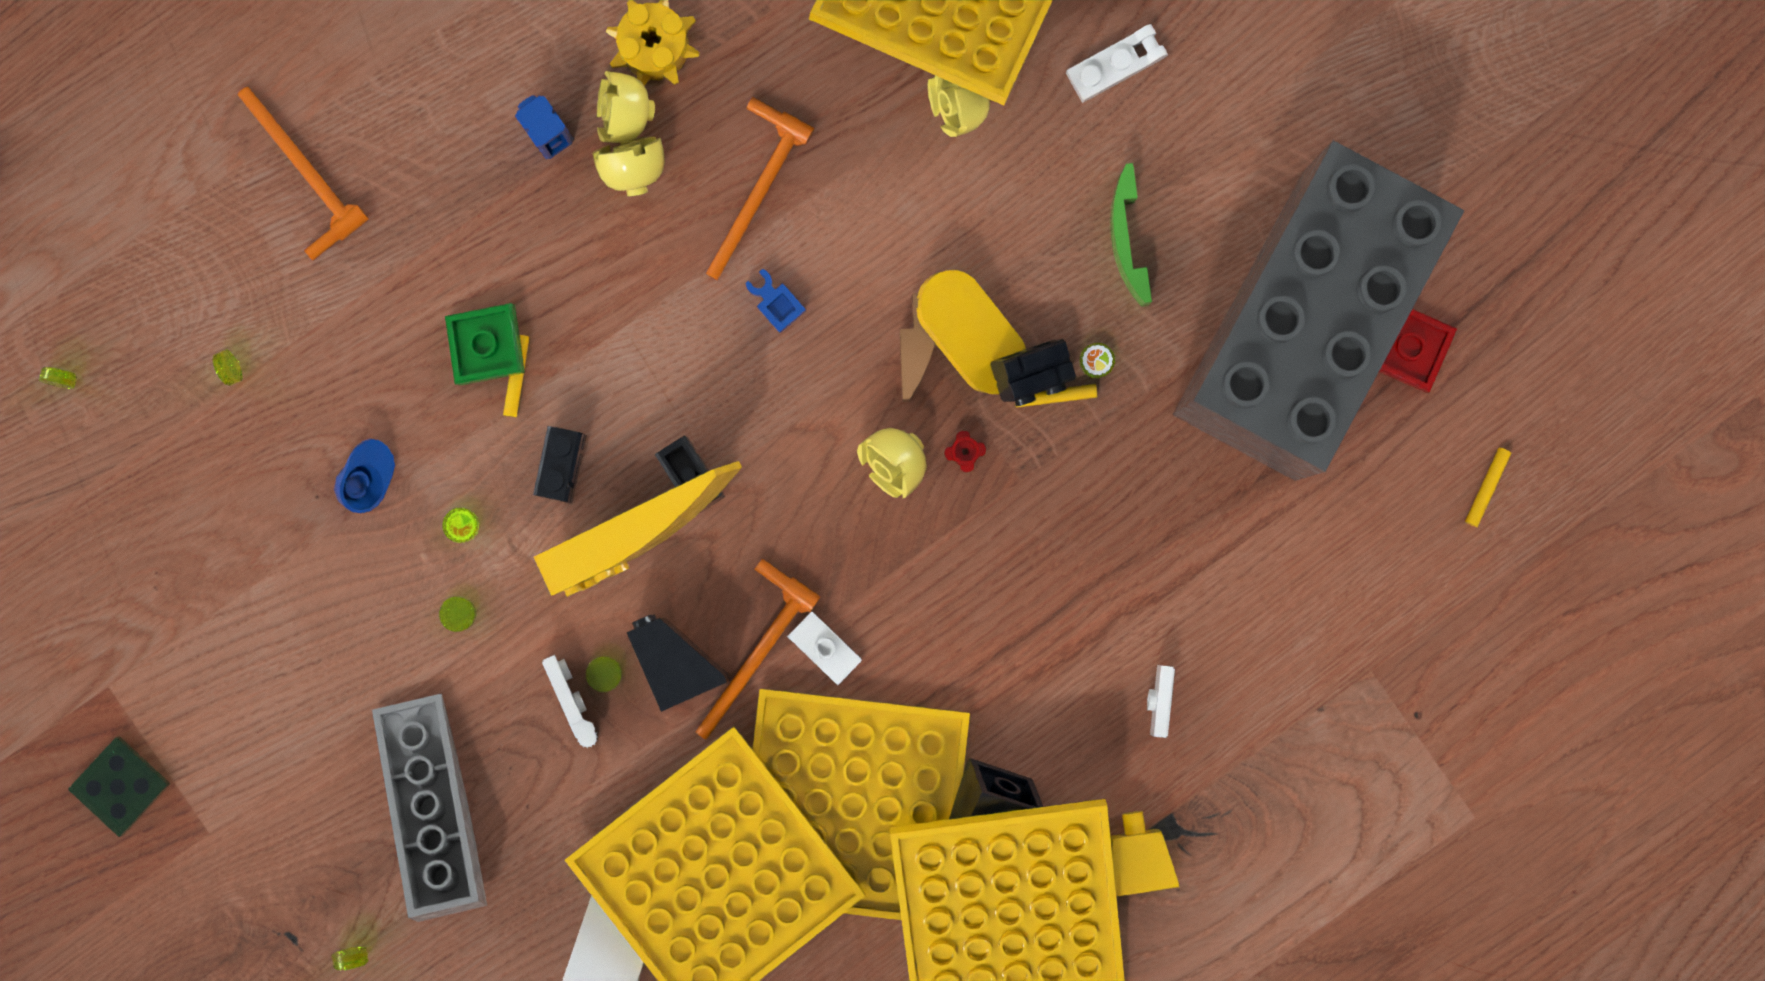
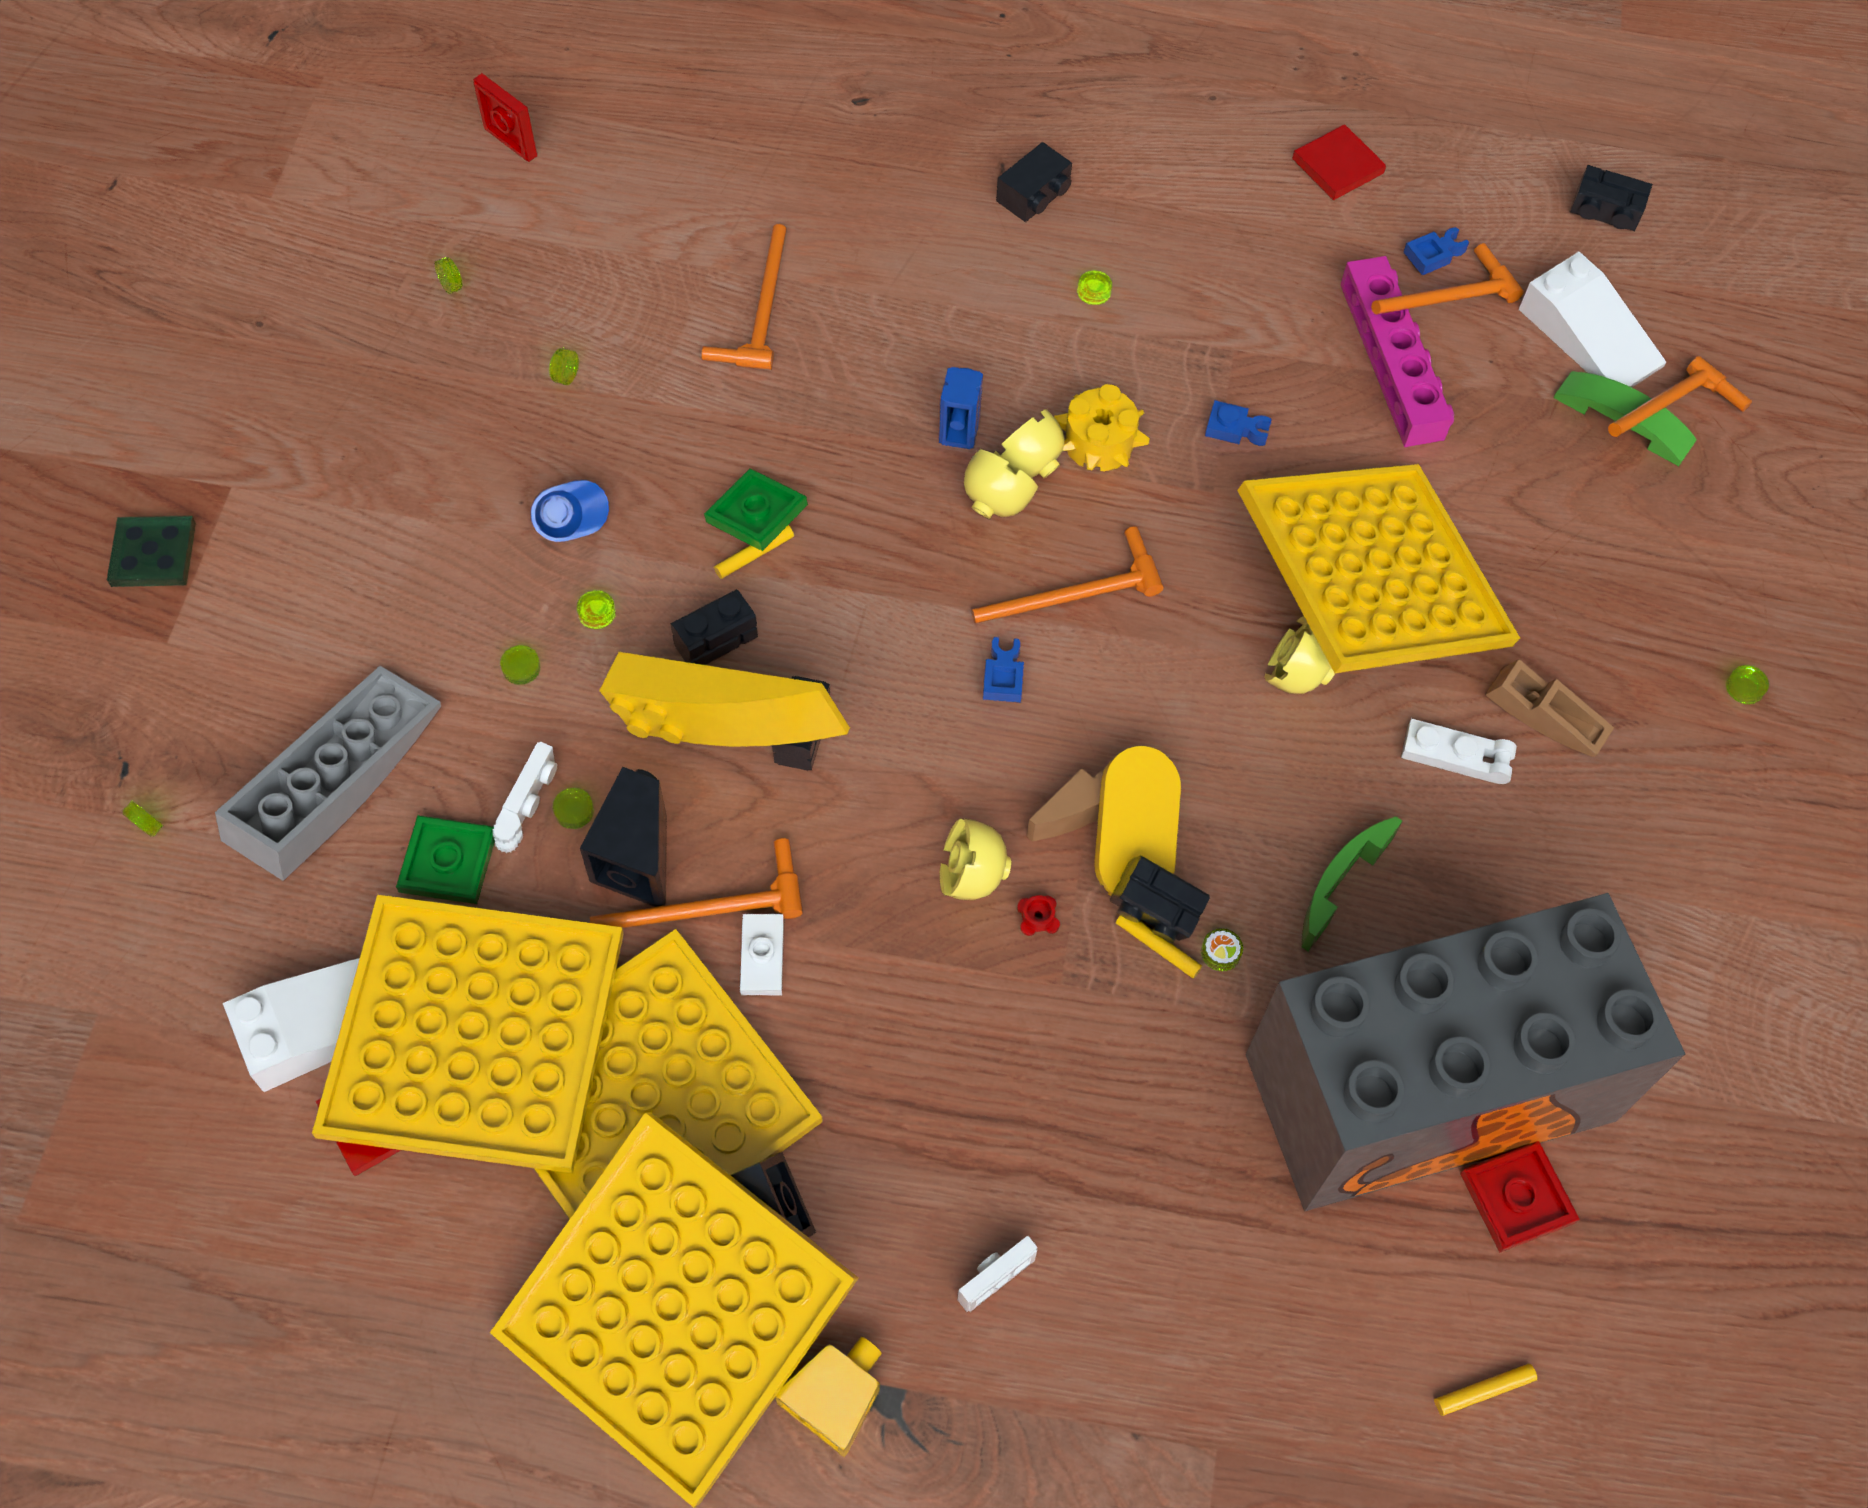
camera: 45 degrees right, 25 degrees down
(565, 786) = (446, 860): none -> green tile

